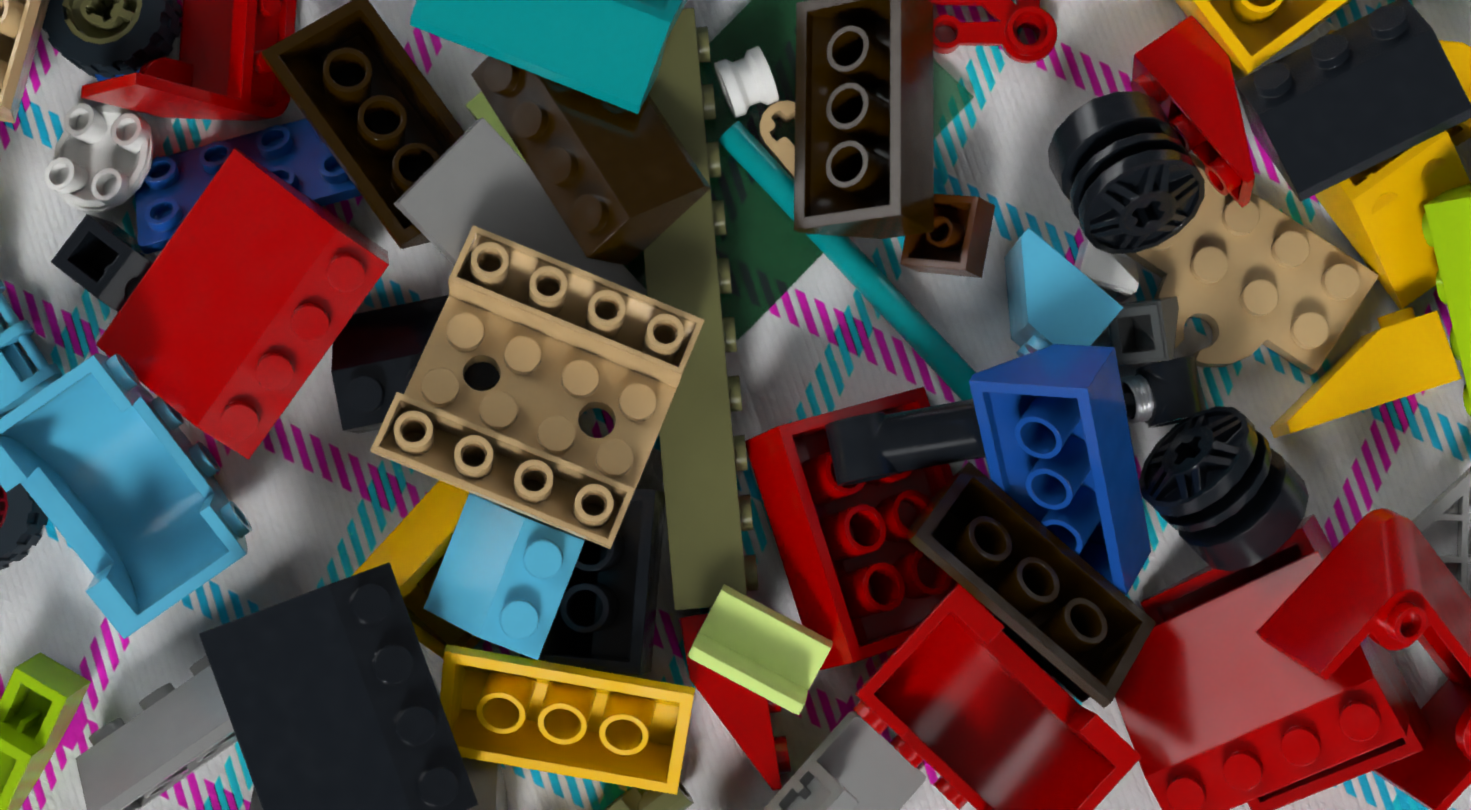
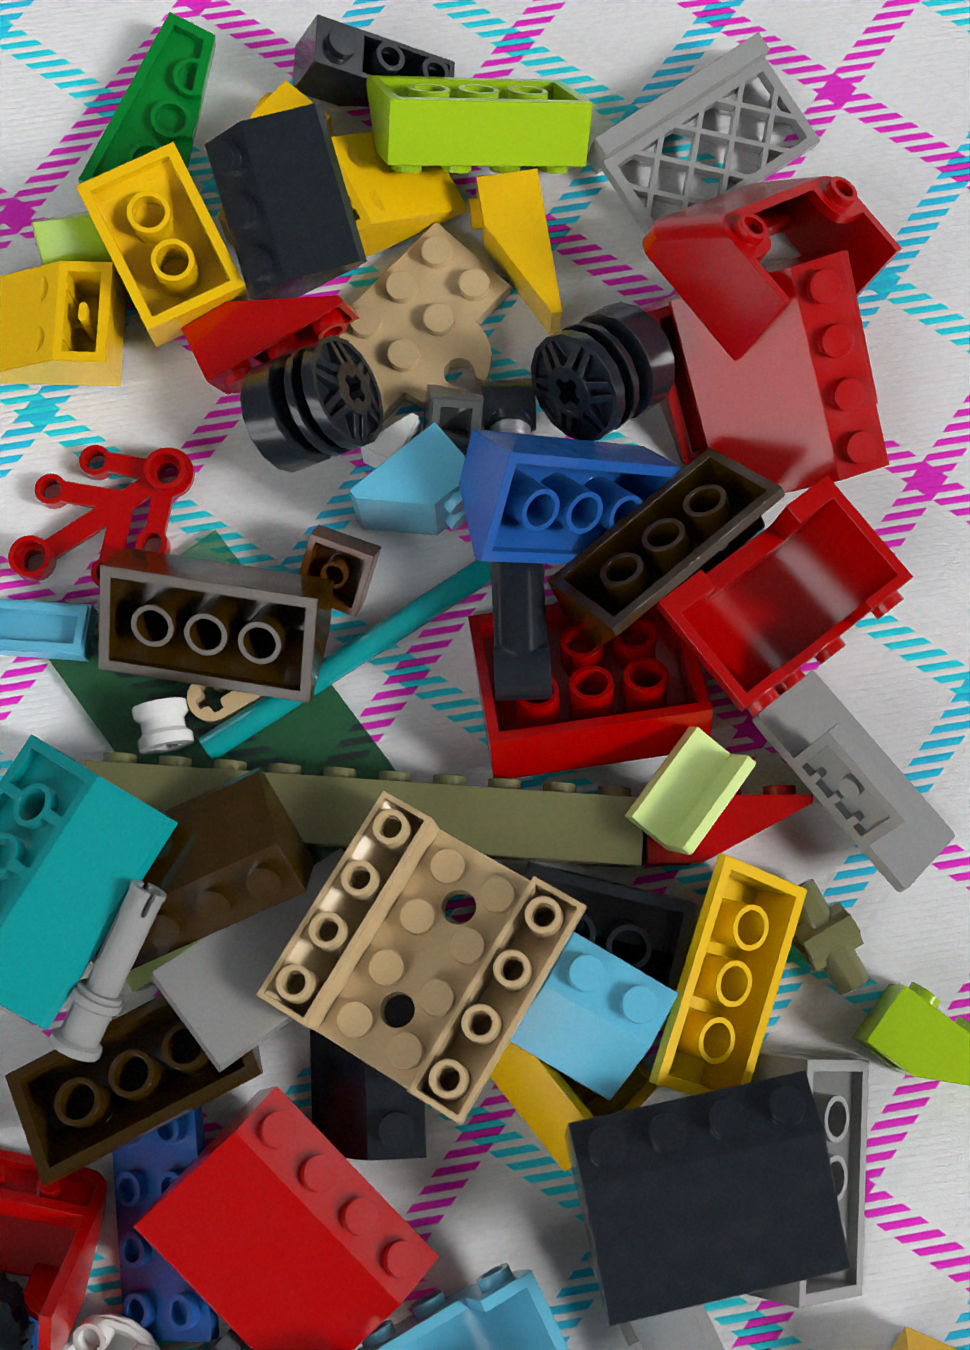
camera: 85 degrees left, 5 degrees down
(452, 69) = (99, 994): none -> light grey pin

